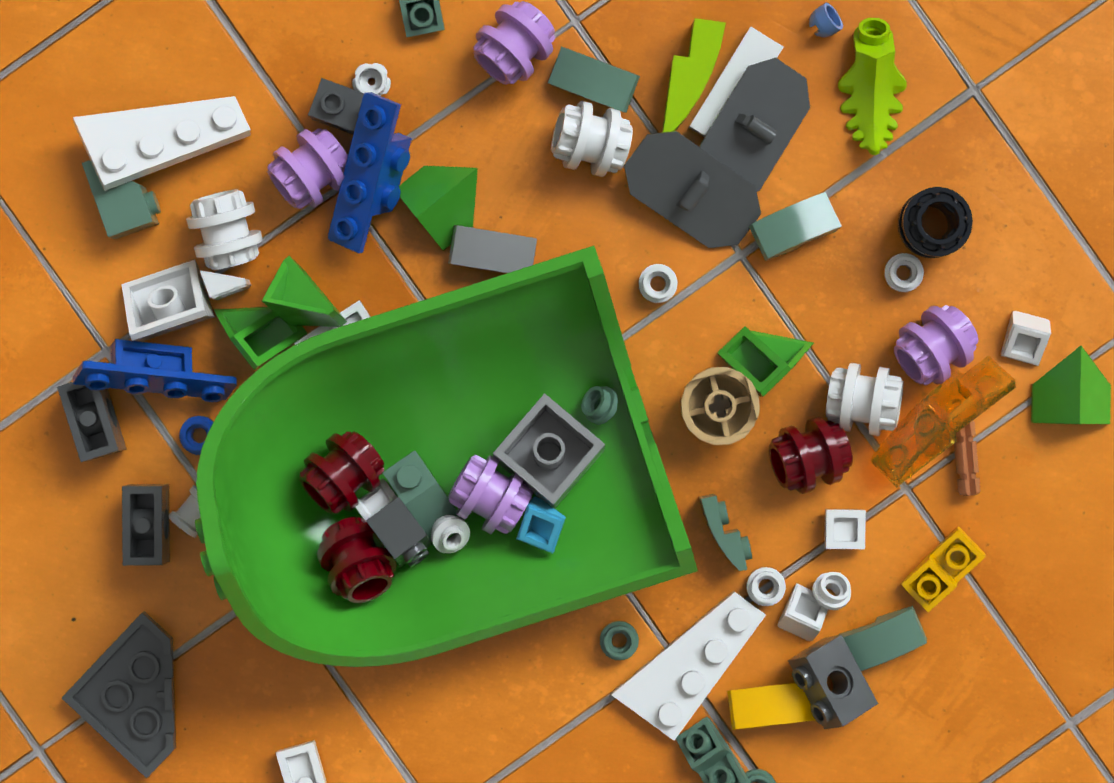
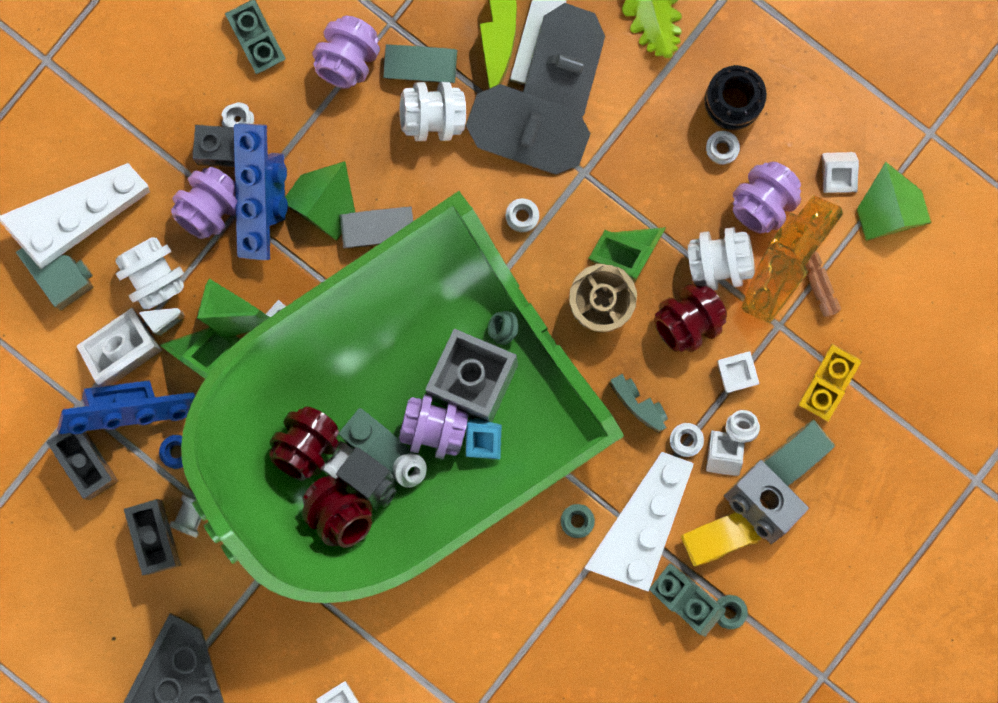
camera: 15 degrees left, 5 degrees down
(794, 226) = (621, 134): sand green slope -> none

